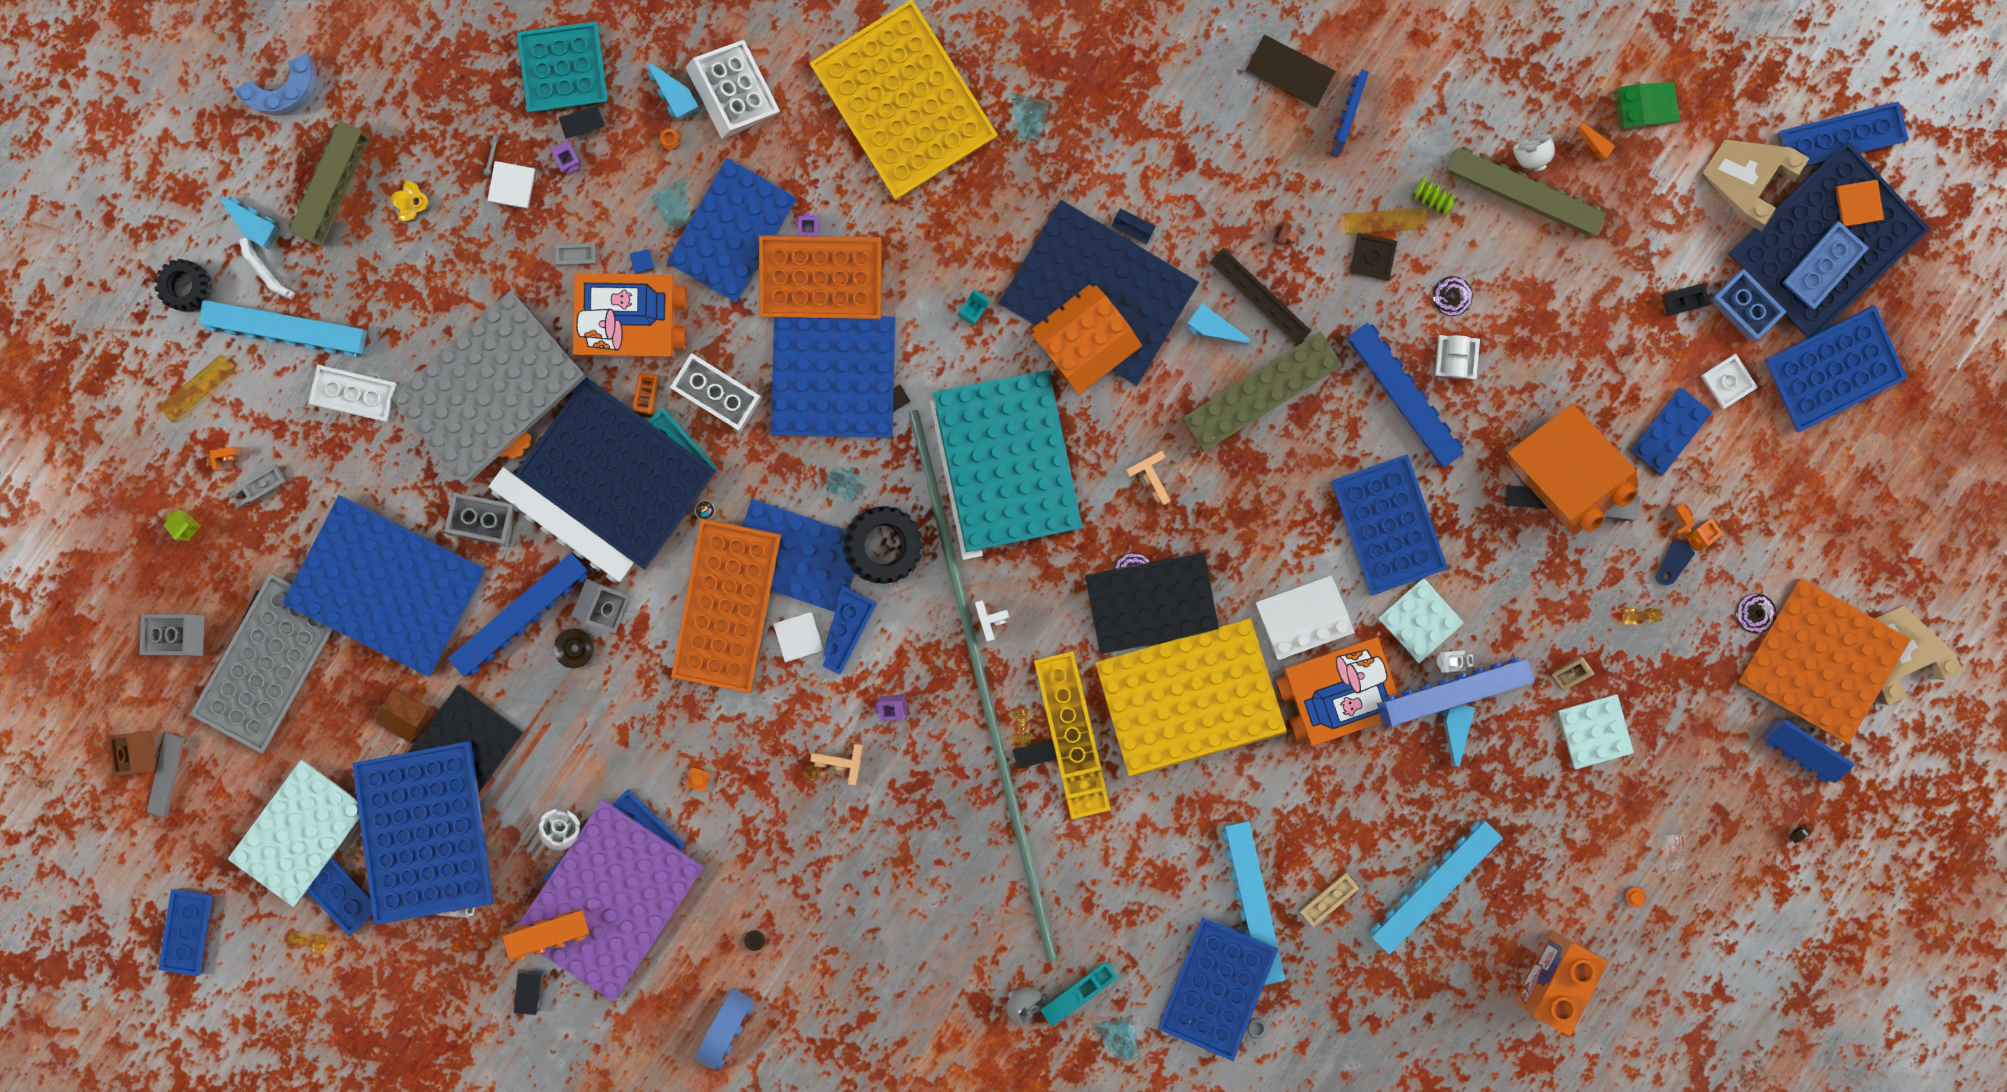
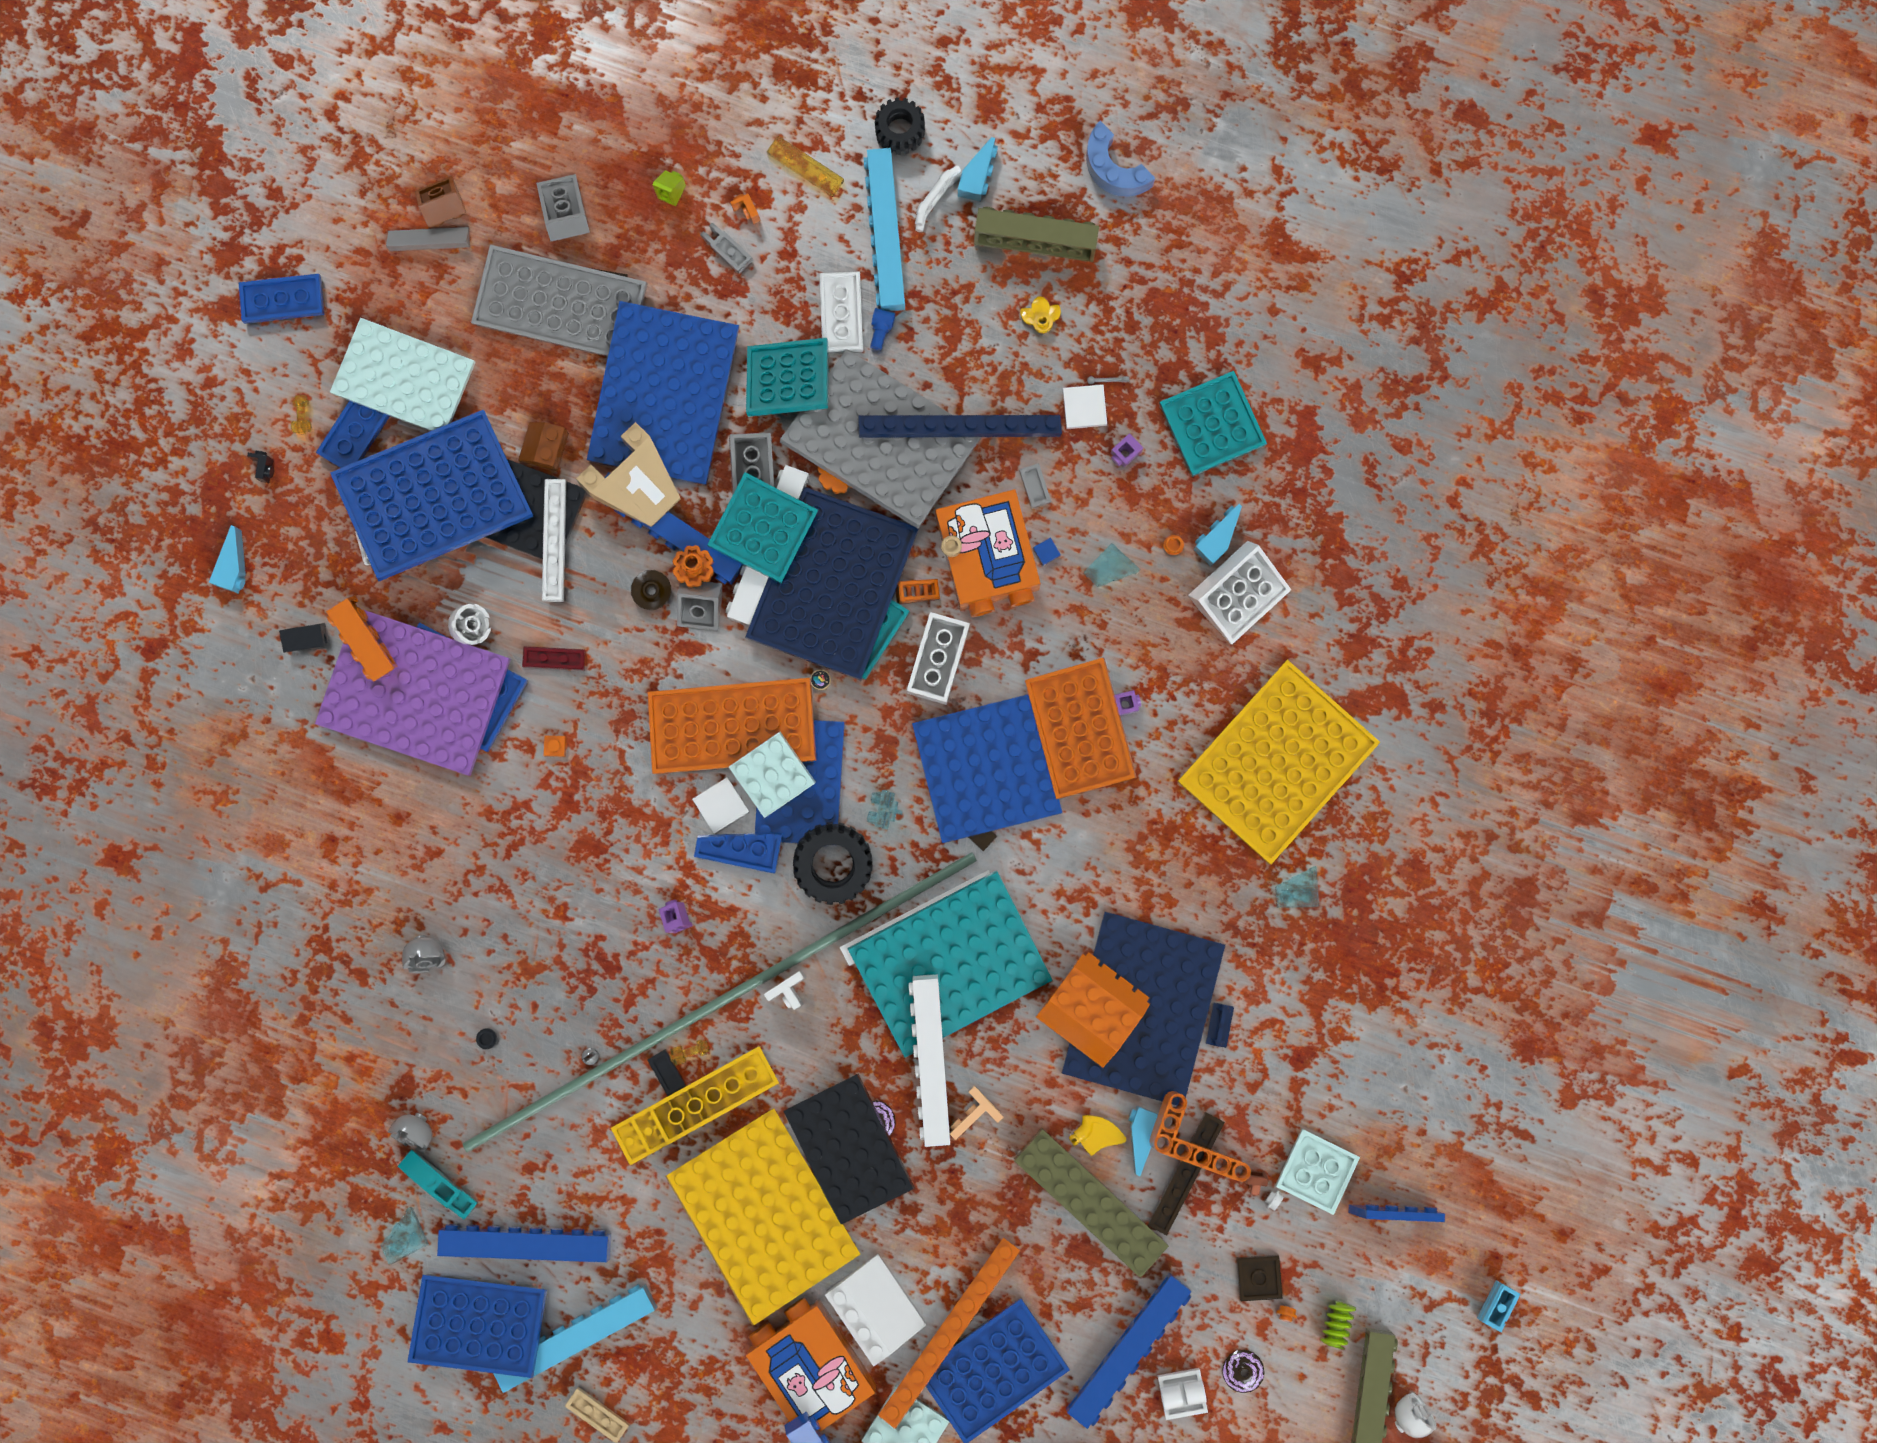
camera: 80 degrees right, 5 degrees down
(350, 989) = (264, 466): none -> black bracket
(375, 356) = (882, 322): none -> blue pin
(403, 461) = (787, 377): none -> teal plate
(438, 1046) = (230, 566): none -> medium azure slope
(469, 631) = (638, 485): none -> tan wedge
(497, 310) = (958, 426): none -> dark blue plate
(499, 728) = (554, 540): none -> white tile
(544, 524) = (762, 527): none -> teal plate
(562, 601) = (693, 566): none -> orange plant
(581, 121) = (1165, 456): black hinge -> none
(612, 349) = (951, 546): none -> tan tile
(613, 758) = (554, 658): none -> dark red tile
(724, 232) = (1096, 623): blue plate -> none
(724, 1029) = (314, 840): medium blue brick -> none
(754, 940) = (410, 845): dark brown tile -> none
(783, 579) = (772, 774): none -> light aqua plate
(813, 777) = (585, 857): clear yellow hinge -> none
(841, 763) = (607, 882): light nougat bracket -> none
(861, 954) = (422, 954): none -> light grey cylinder
(956, 914) = (486, 1038): none -> black plate
(974, 307) = (1093, 888): teal bracket -> none
(1004, 820) = (592, 1060): none -> light grey hinge
(1091, 503) = (931, 1060): none -> white brick
(1156, 927) = (523, 1244): none -> blue brick
(1201, 369) = (1096, 1134): none -> yellow arm
(1239, 285) = (1191, 1149): none -> orange beam
(1257, 1028) = (449, 1377): light grey tile -> none
(1290, 71) = (1421, 1140): dark brown tile -> none
(1291, 175) = (1317, 1171): none -> light aqua plate
(1306, 222) = (1274, 1200): none -> white plate
(1343, 555) = (949, 1333): none -> orange plate
(1385, 221) = (1299, 1280): clear yellow tile -> none
(1412, 241) = (1286, 1313): none -> orange plate
(1457, 45) = (1498, 1306): none -> medium azure brick

